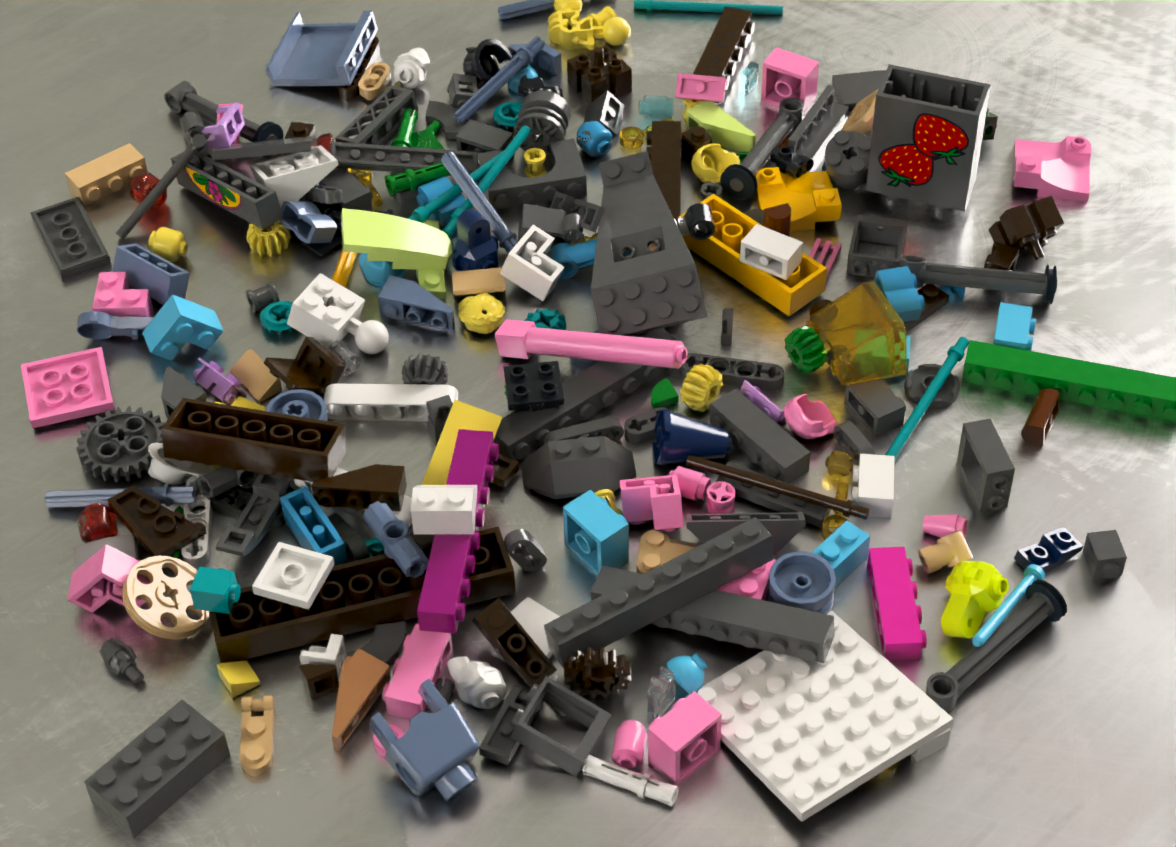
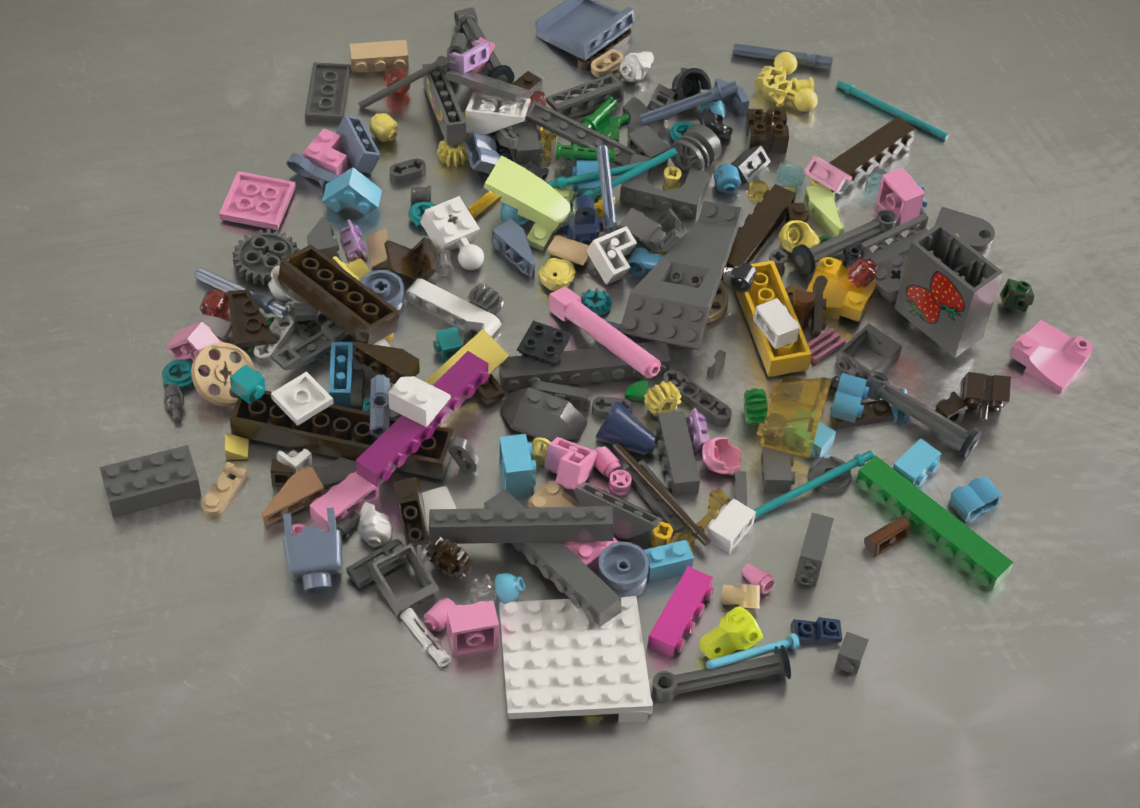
camera: 25 degrees right, 5 degrees up
(107, 615) = (170, 372): none -> teal gear
(226, 280) = (407, 170): none -> dark grey beam
(415, 441) = (447, 343): none -> teal brick
(797, 227) = (817, 322): none -> dark brown plate
(811, 535) = (663, 535): none -> yellow bush
(812, 166) = (862, 272): none -> clear red head
(1096, 337) = (975, 498): none -> dark azure brick

